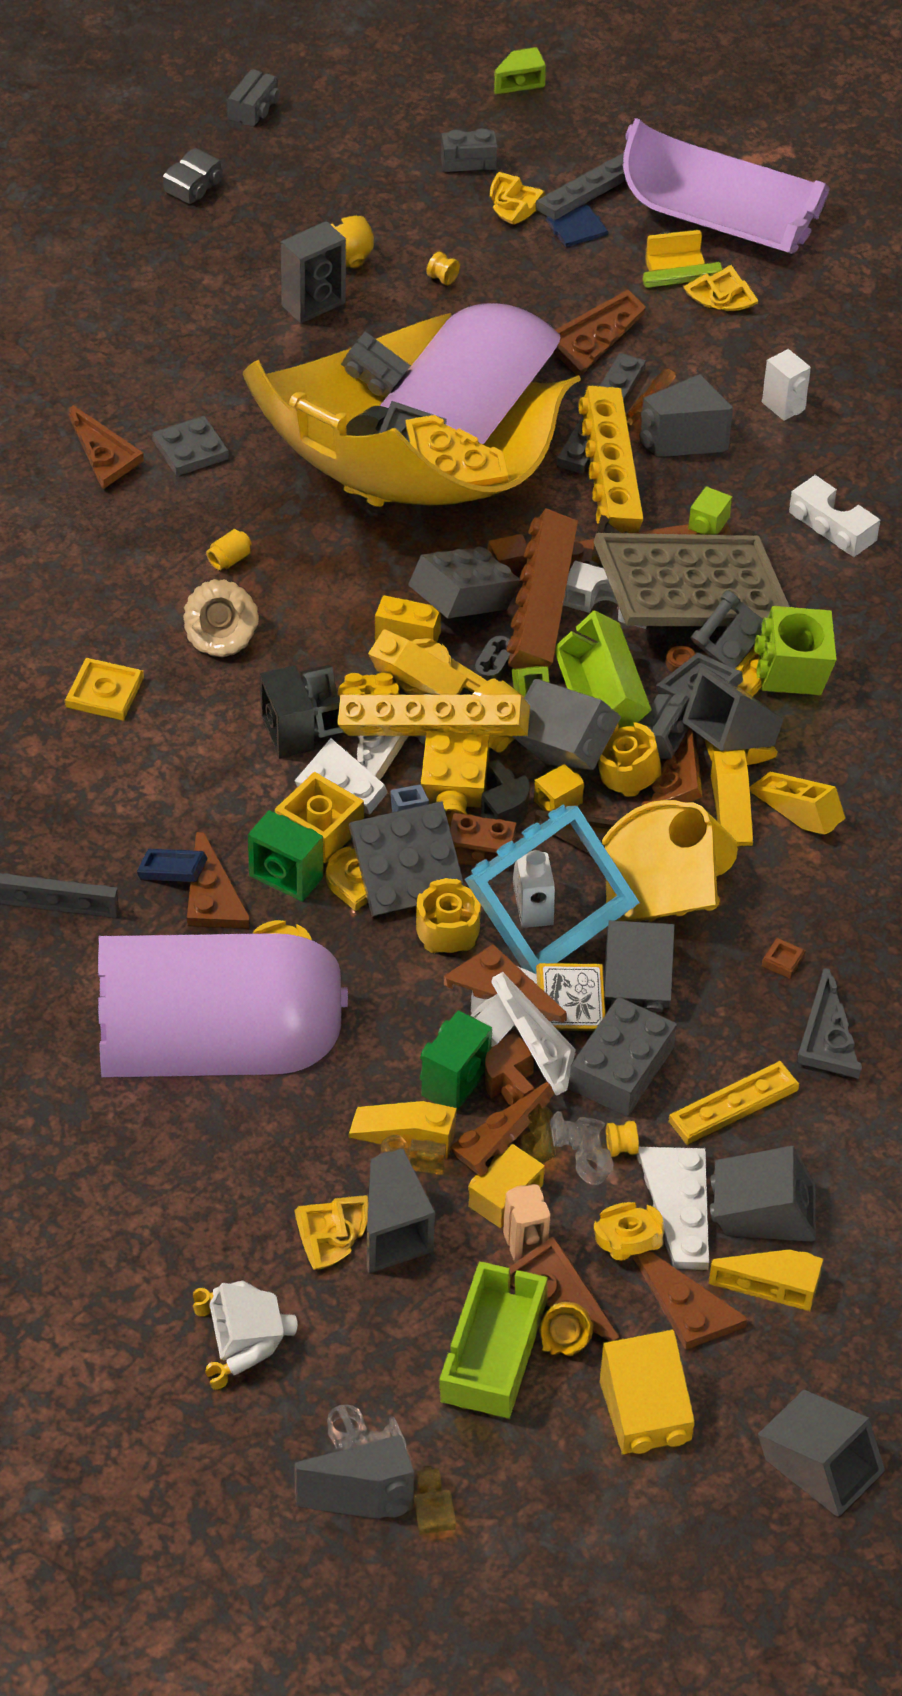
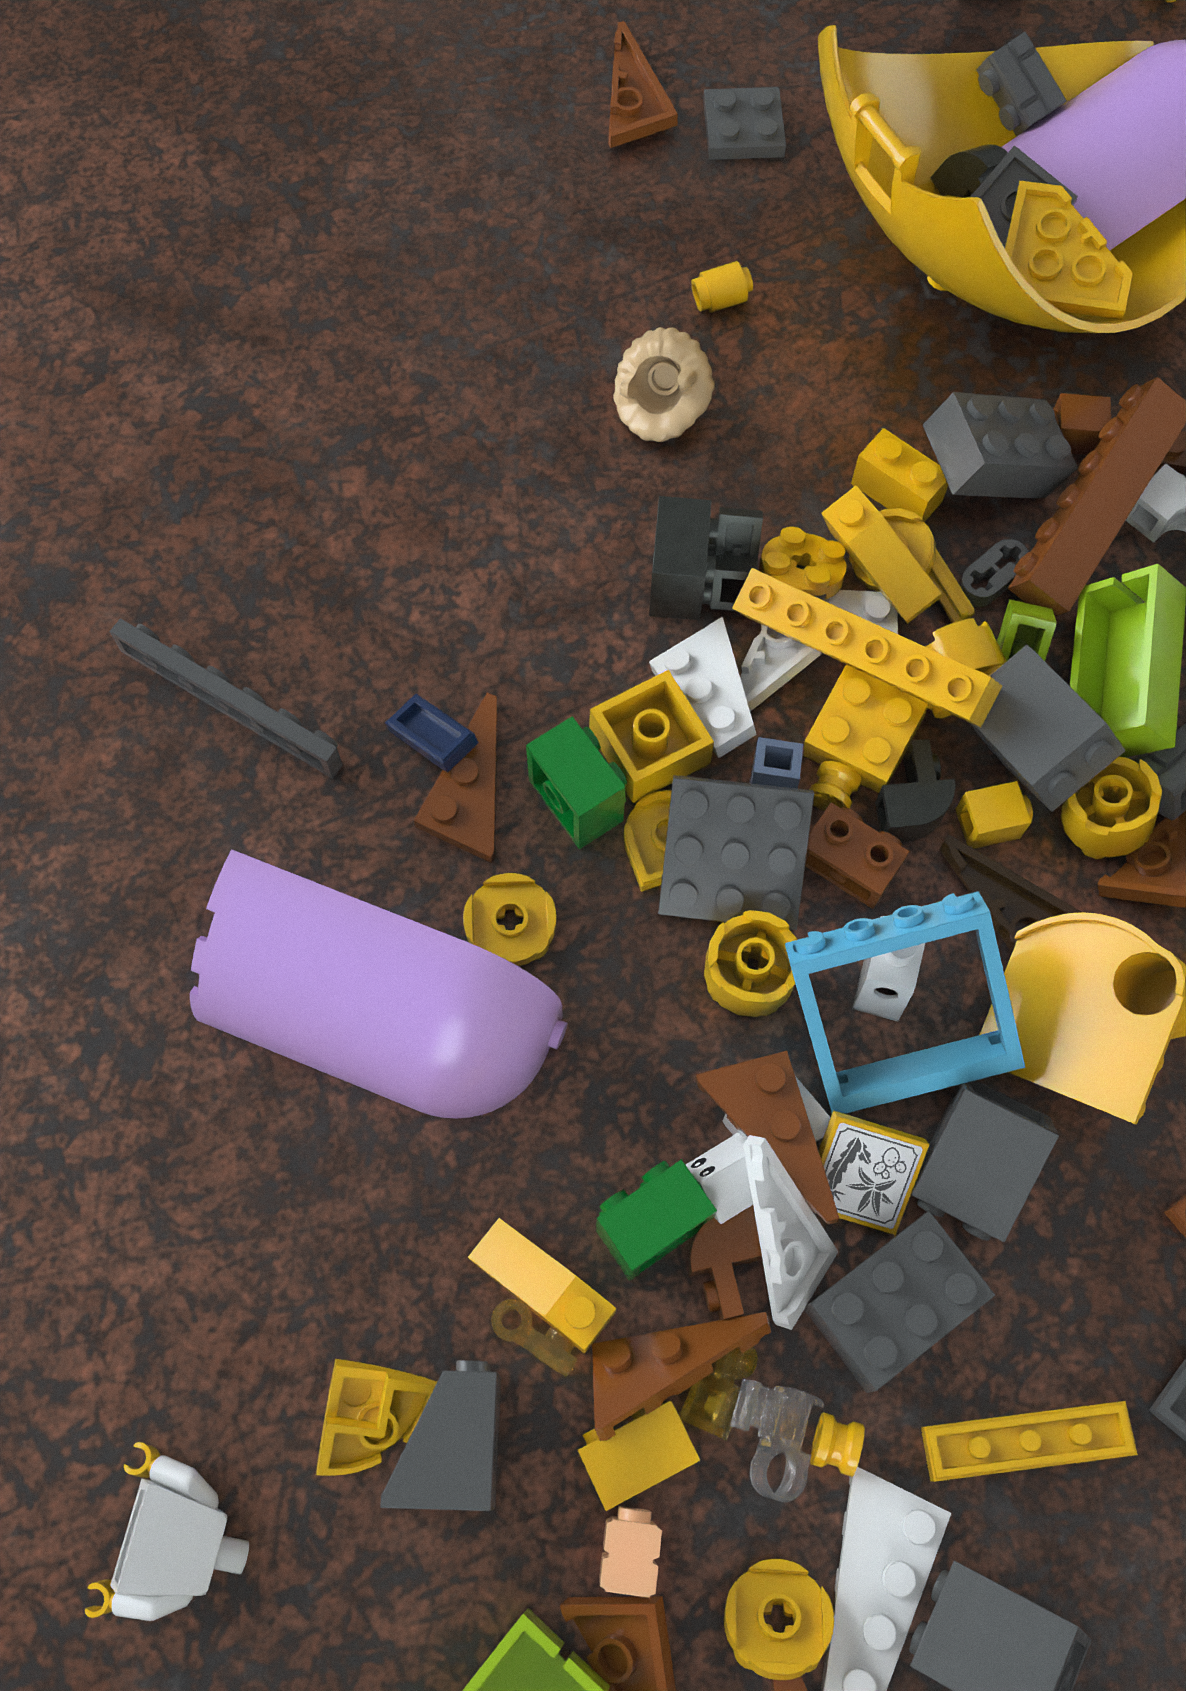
camera: 25 degrees right, 20 degrees up
(104, 689) = (477, 433): yellow tile -> none

